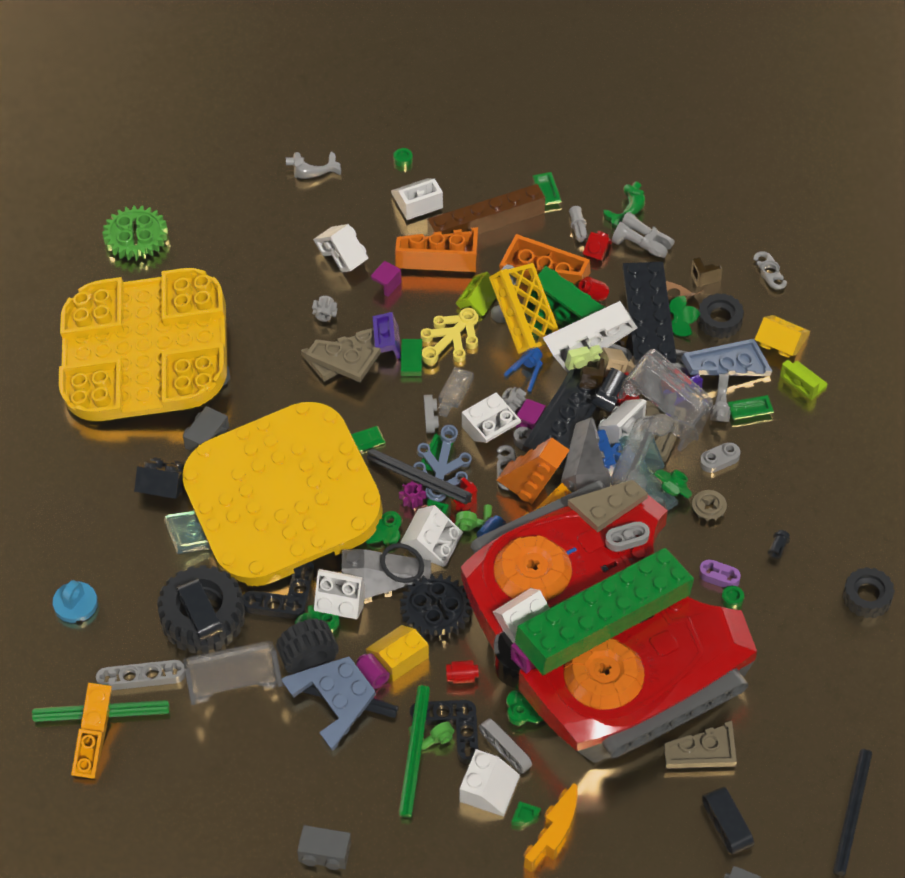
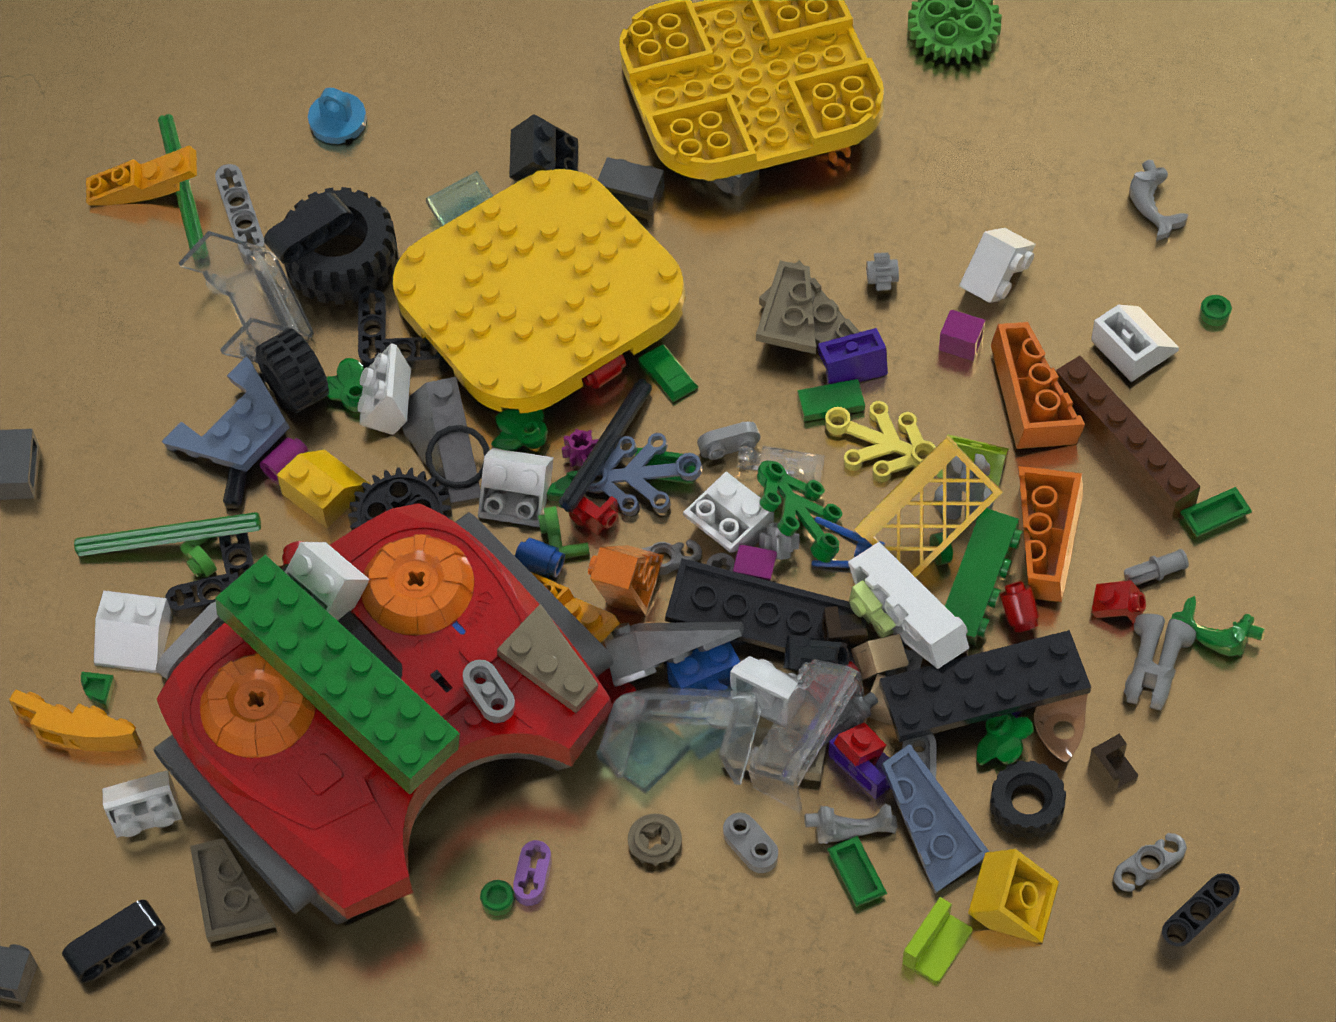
camera: 80 degrees right, 5 degrees up
(494, 383) = (773, 478): none -> green plant
(629, 787) = (141, 804): none -> white slope
(674, 482) = (670, 776): green plate -> none
(780, 540) = (603, 947): black pin -> none
(810, 254) = (1203, 902): none -> black beam

